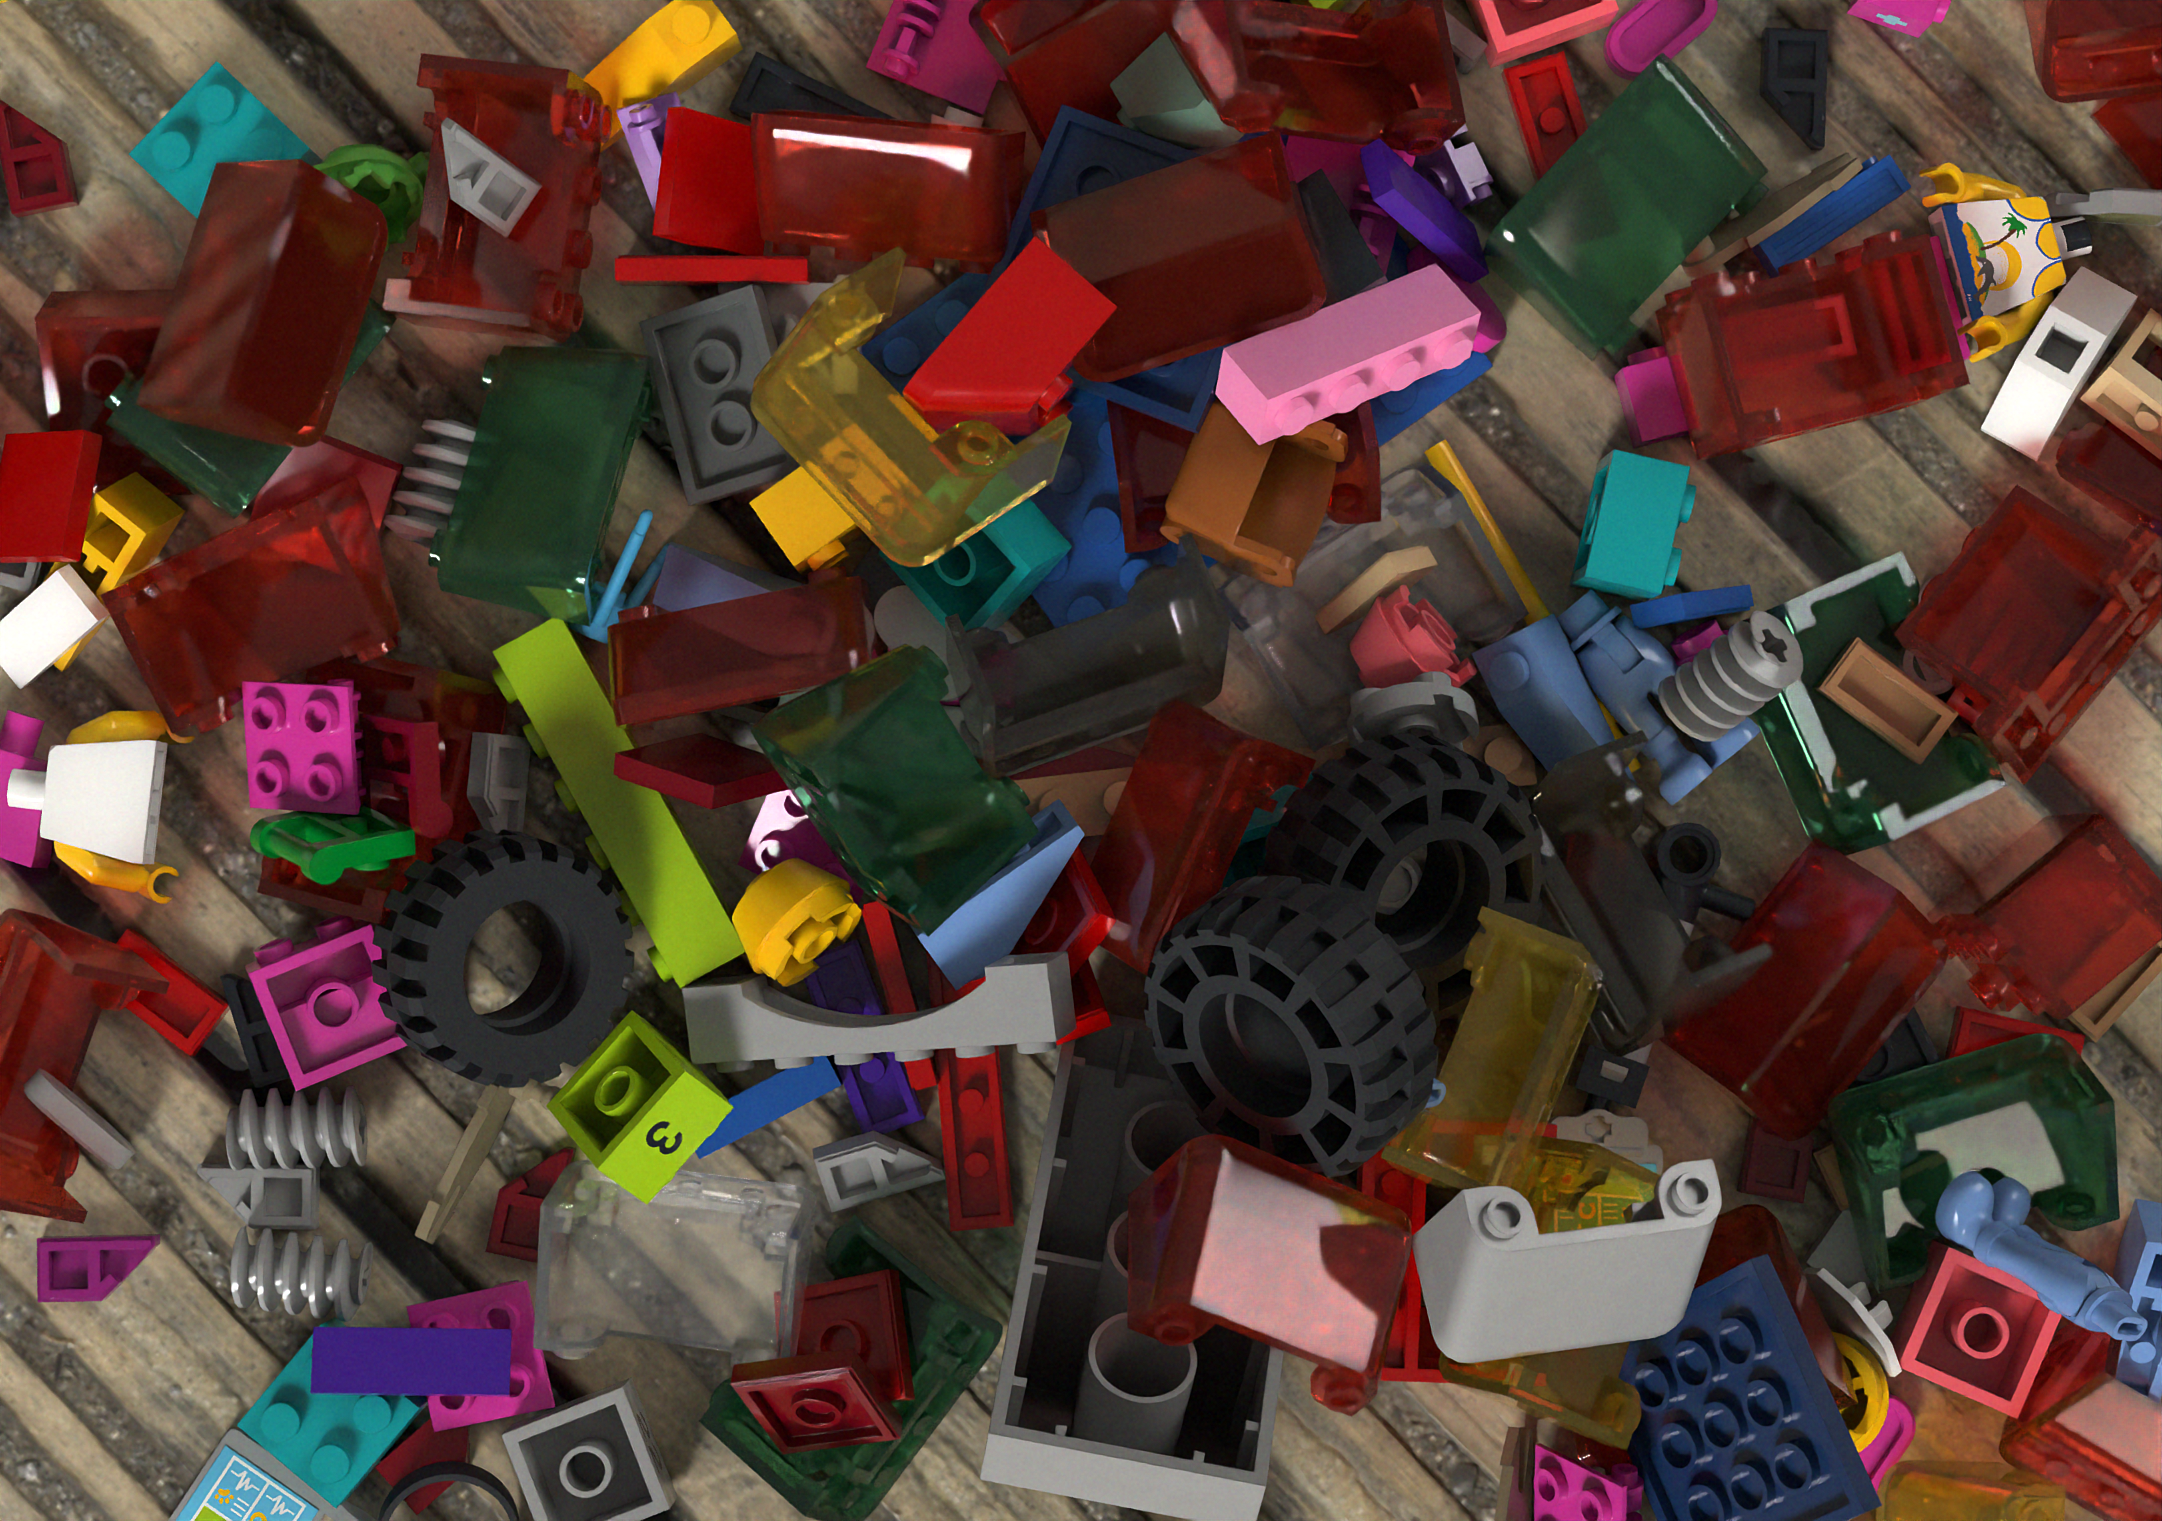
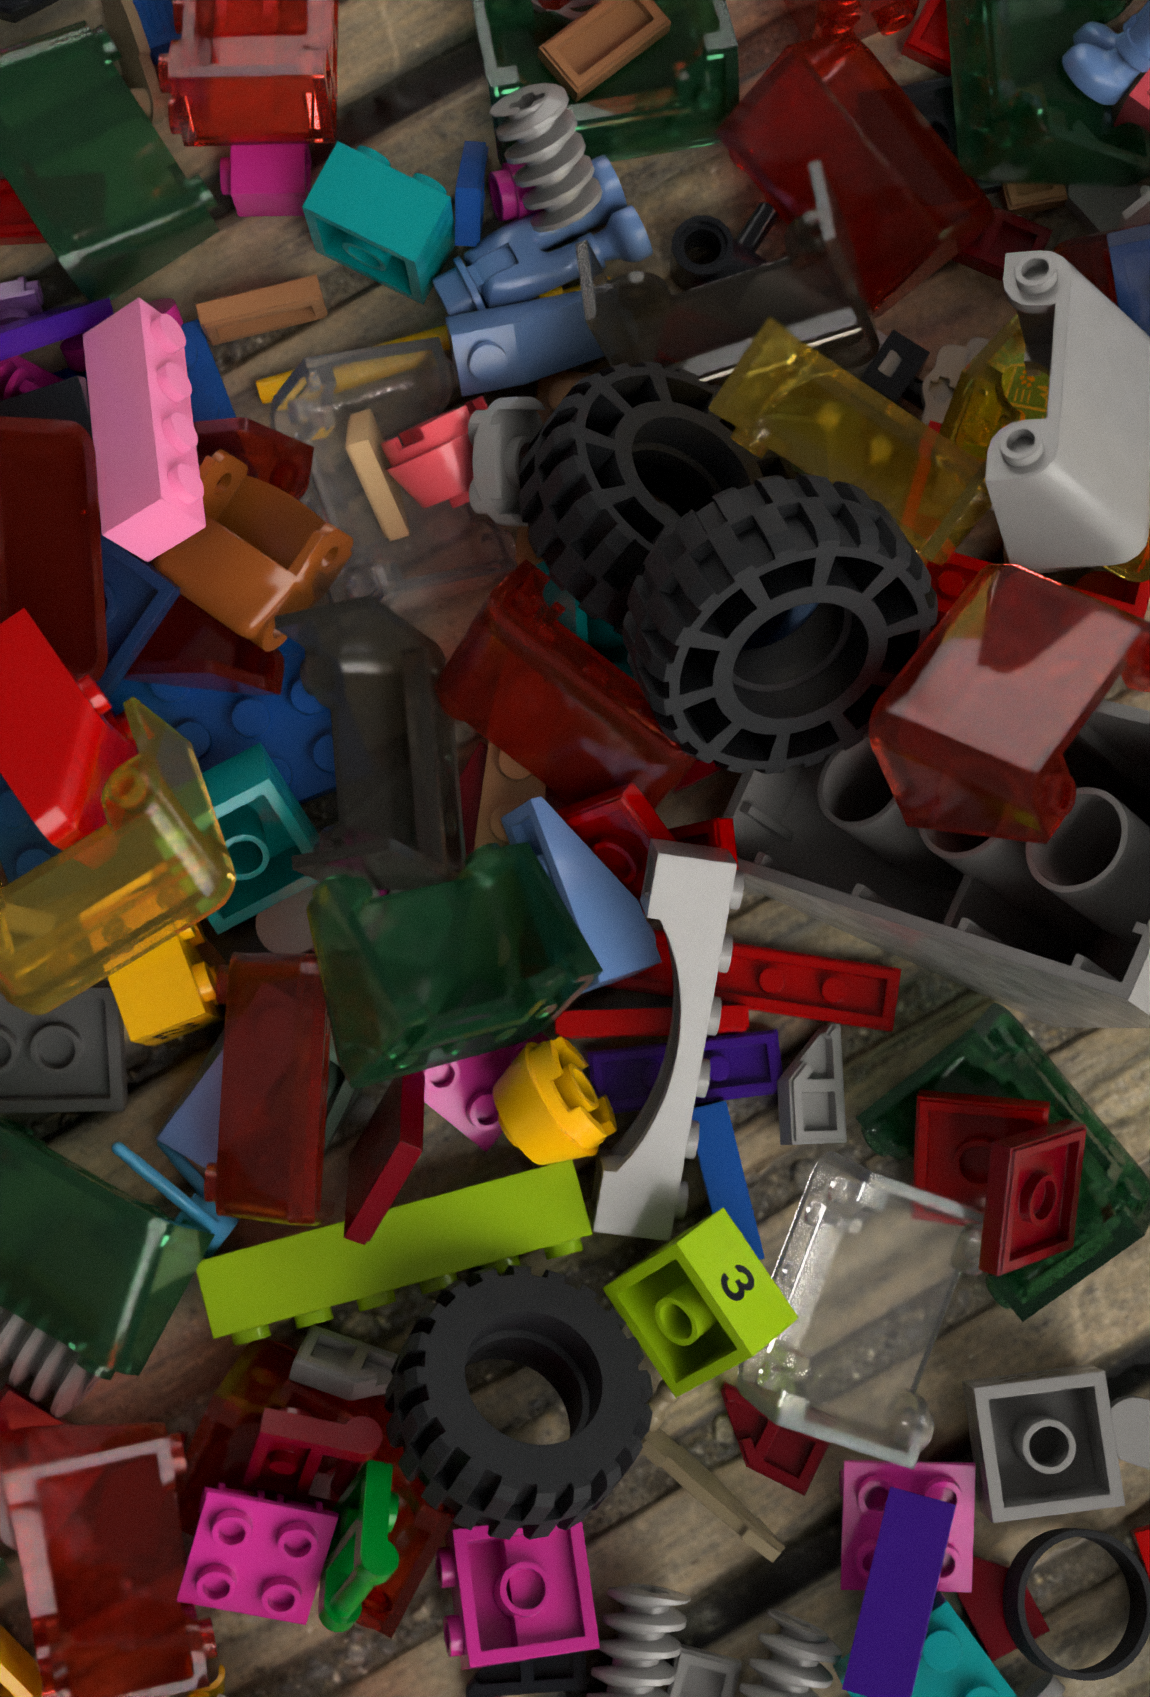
camera: 75 degrees left, 5 degrees down
(1516, 428) = (262, 310): none -> medium nougat tile

